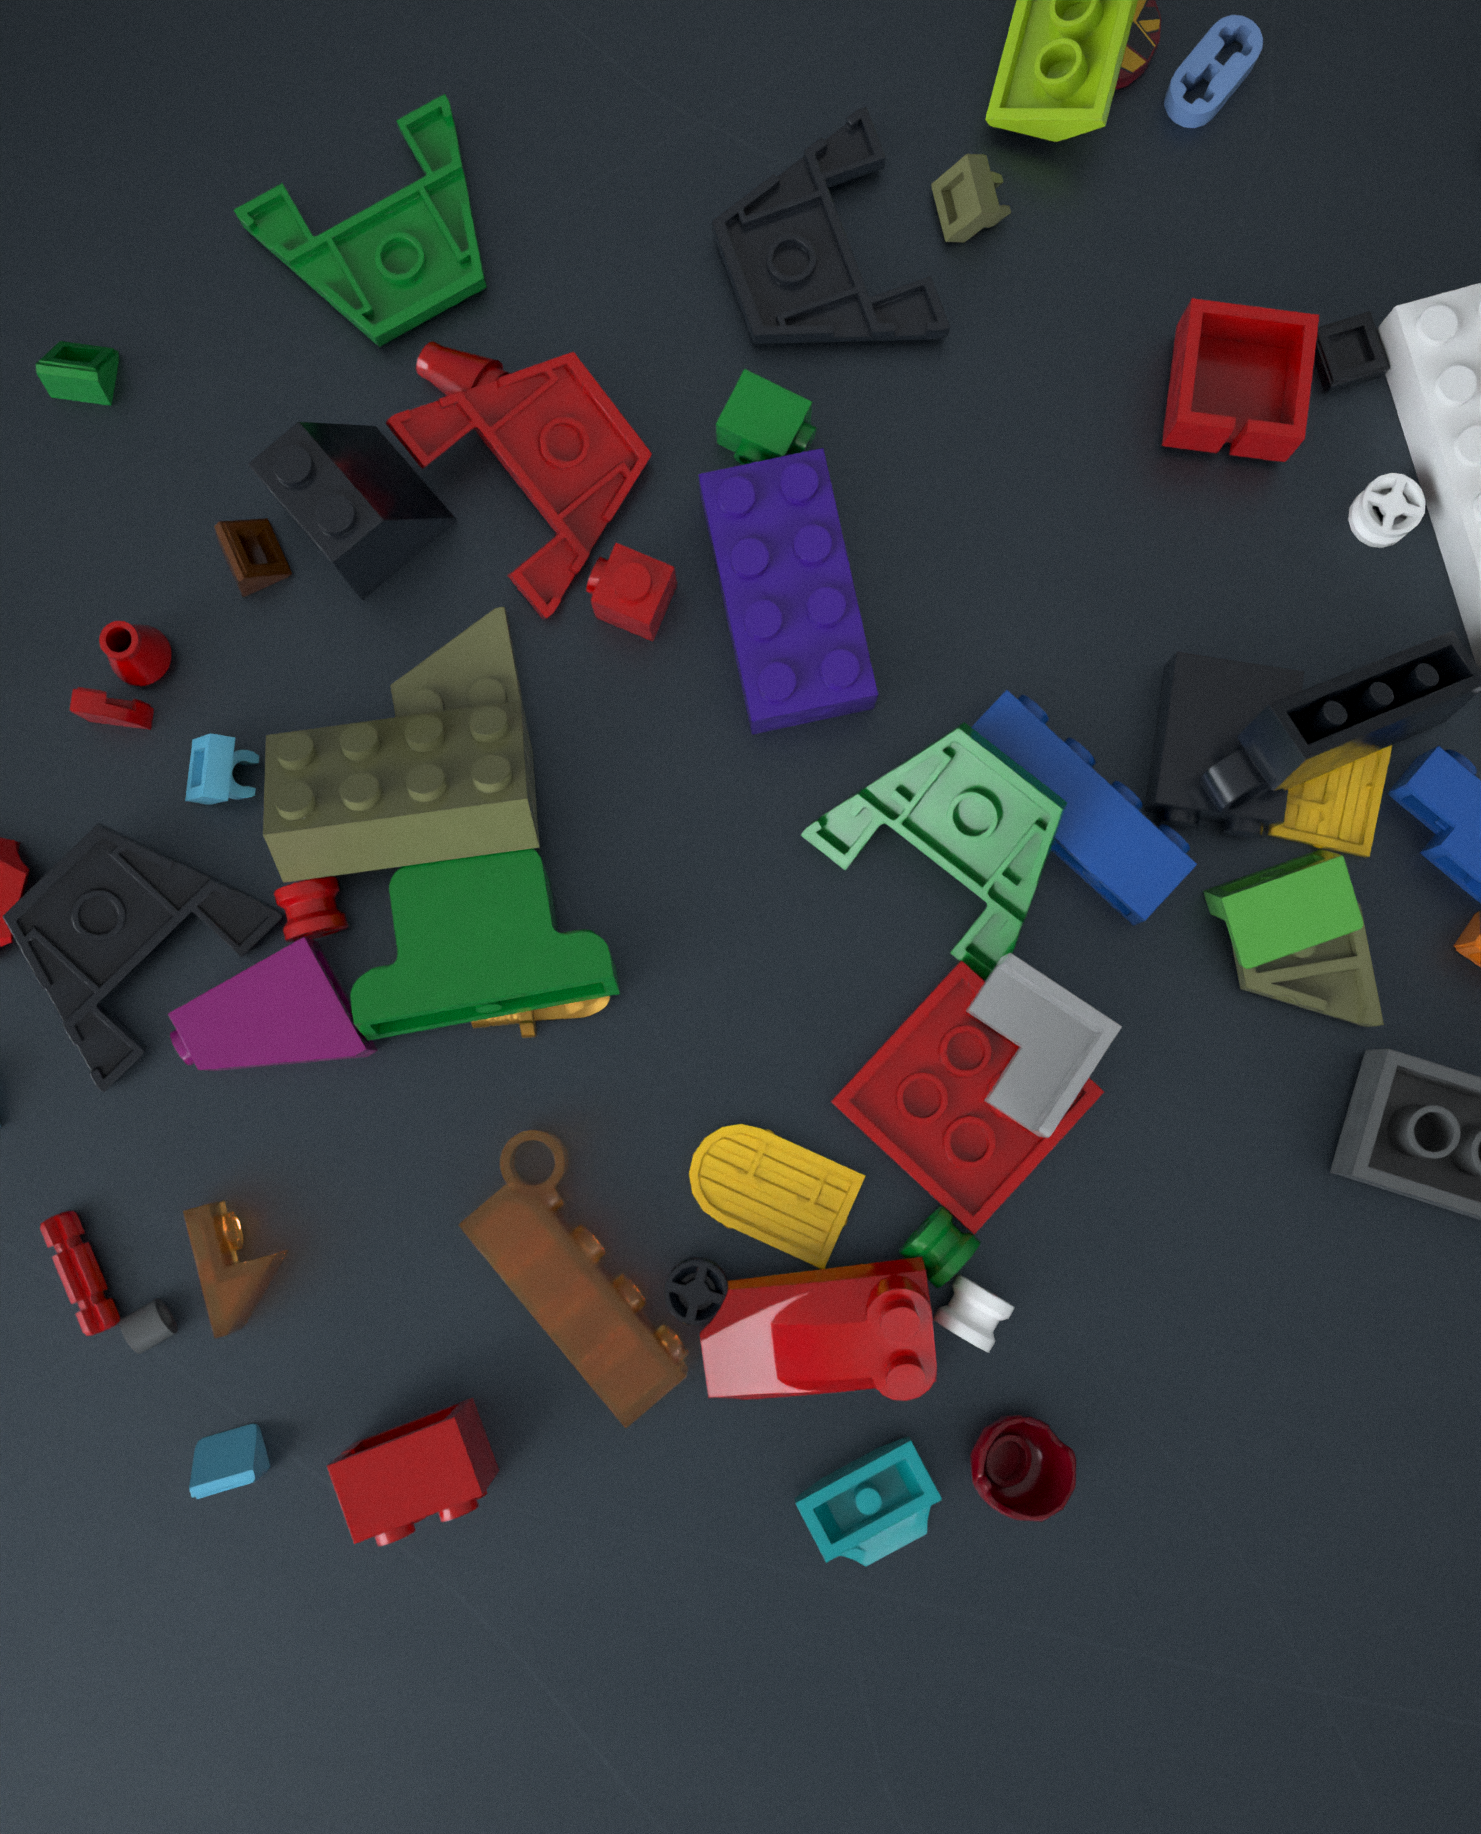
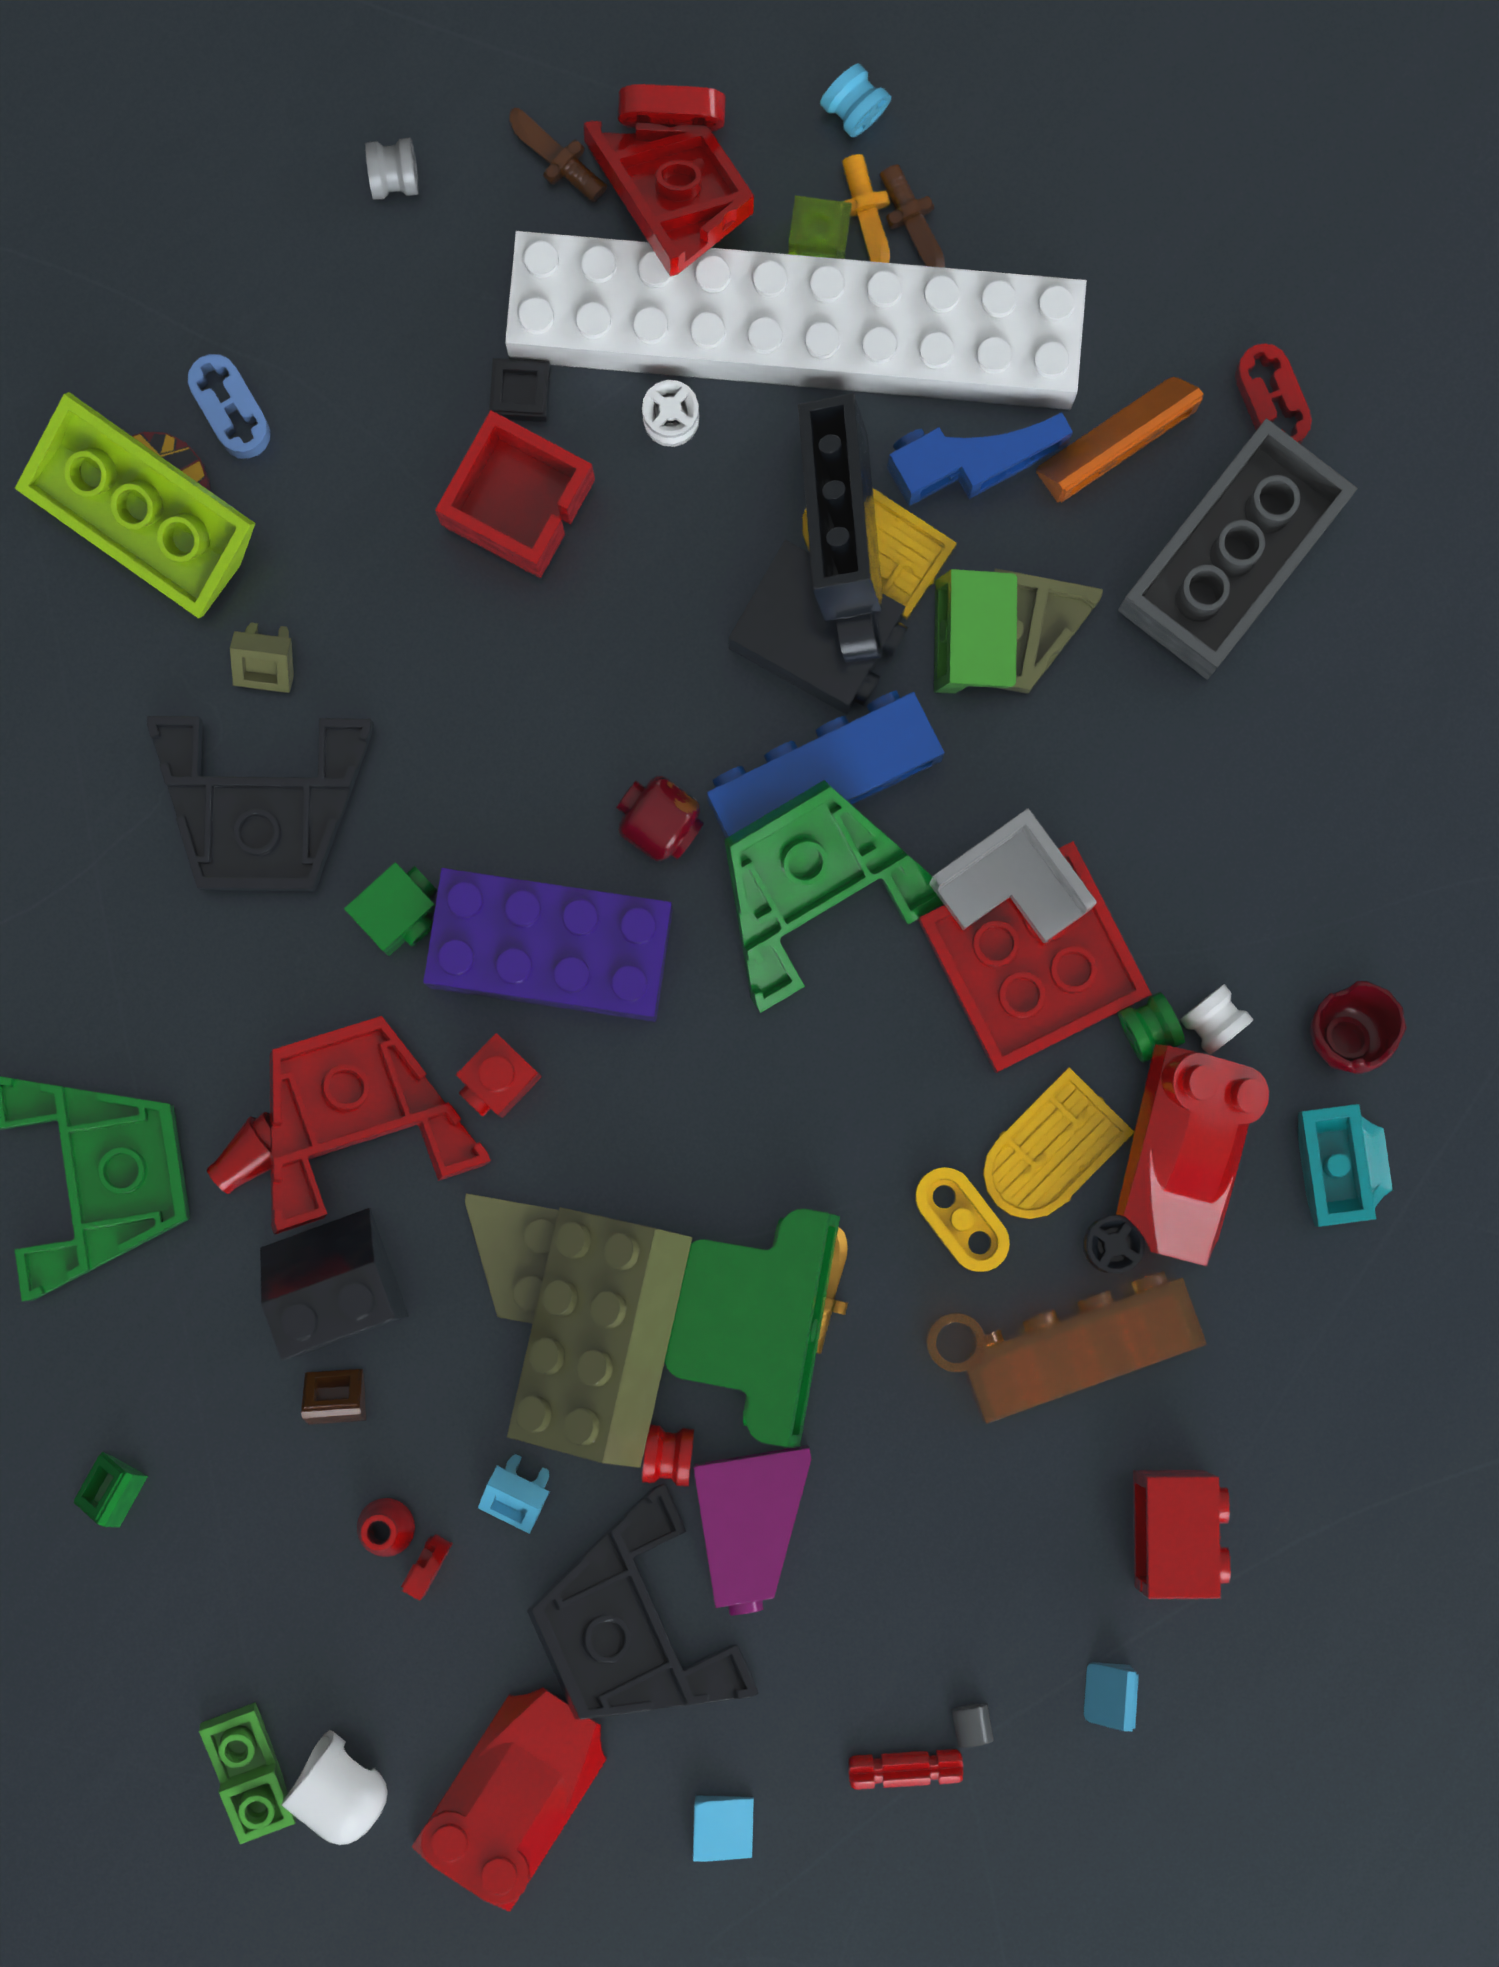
camera: 75 degrees left, 0 degrees up
(227, 1284) = (963, 1640): clear orange slope -> none
(662, 1120) = (963, 1218): none -> yellow plate
(961, 655) = (659, 818): none -> dark red head

